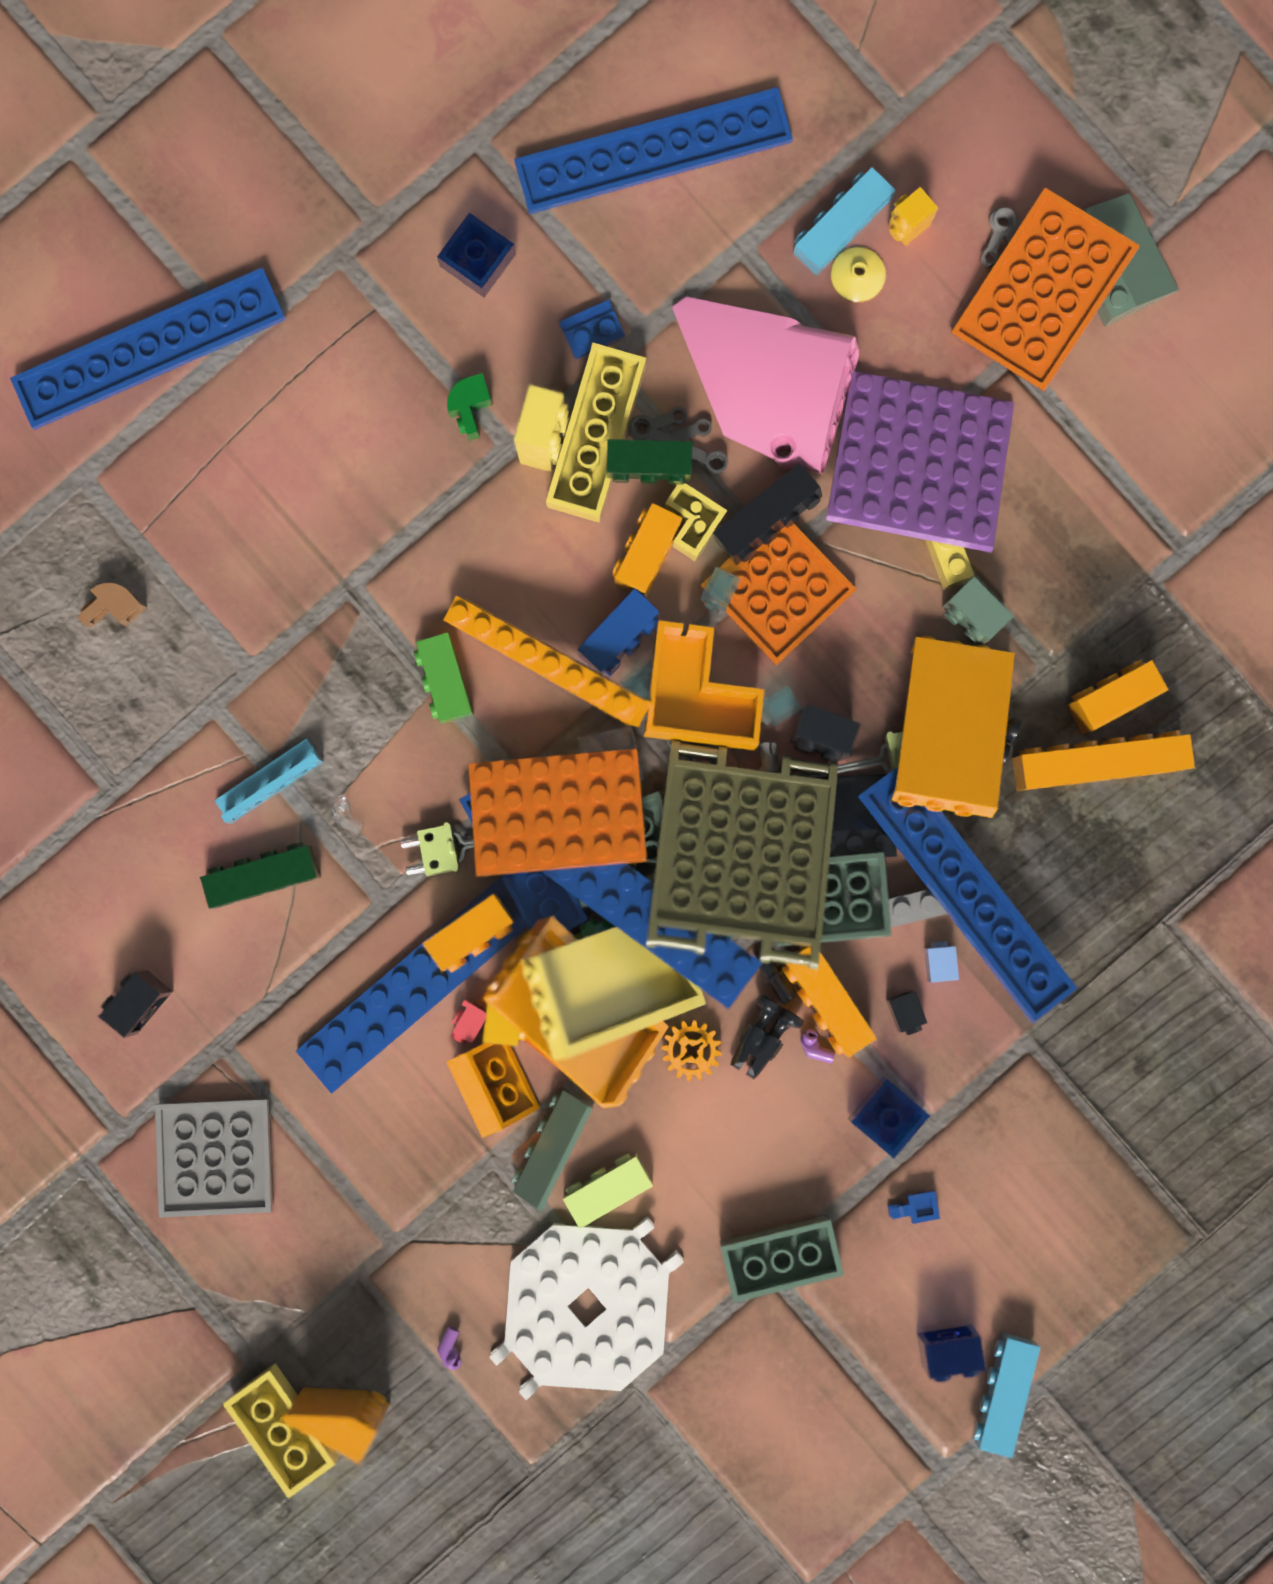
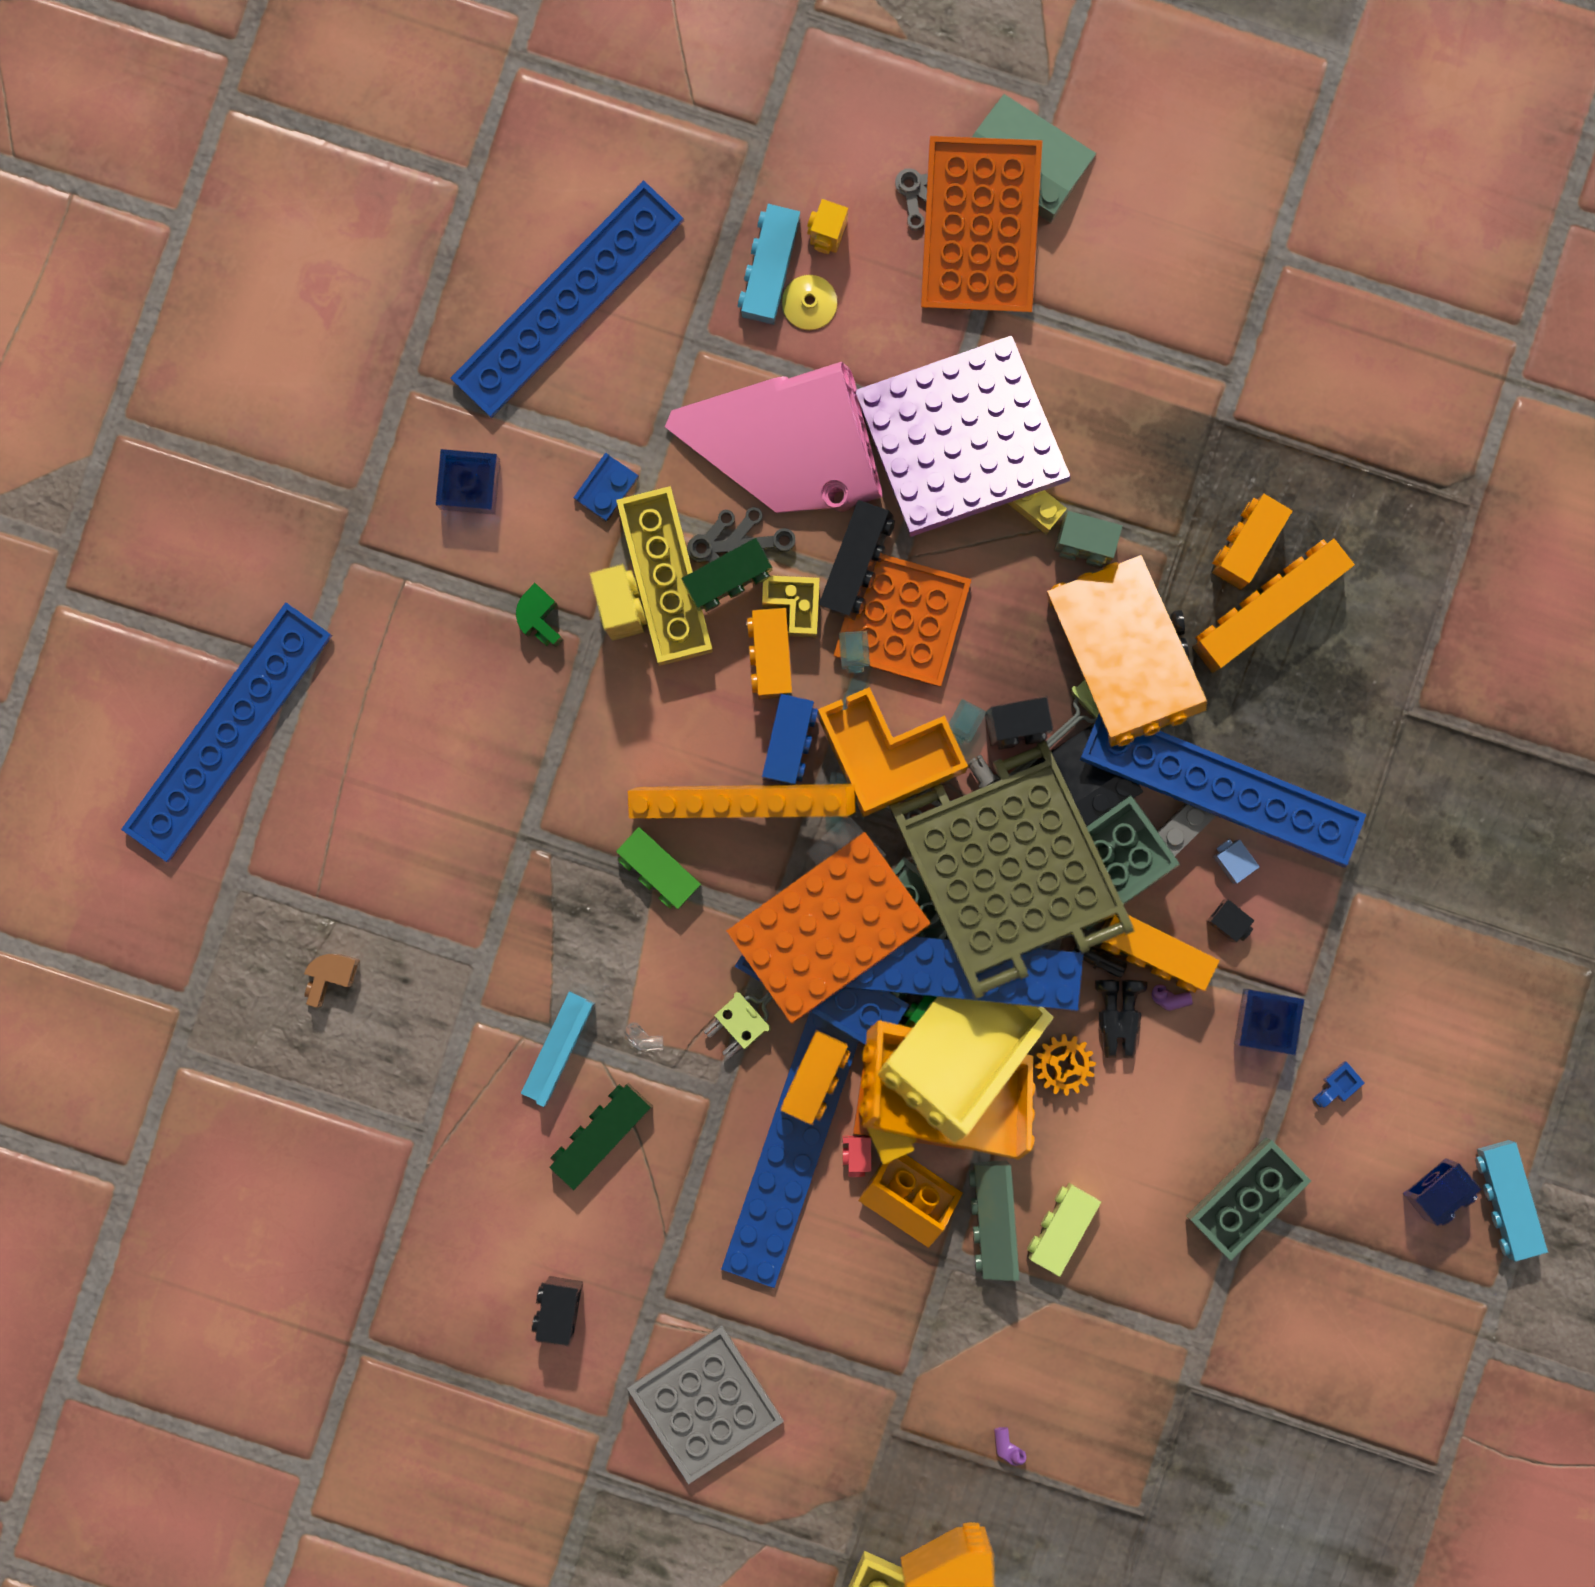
camera: 30 degrees left, 0 degrees up
(549, 1334) = (1149, 1356): white plate -> none

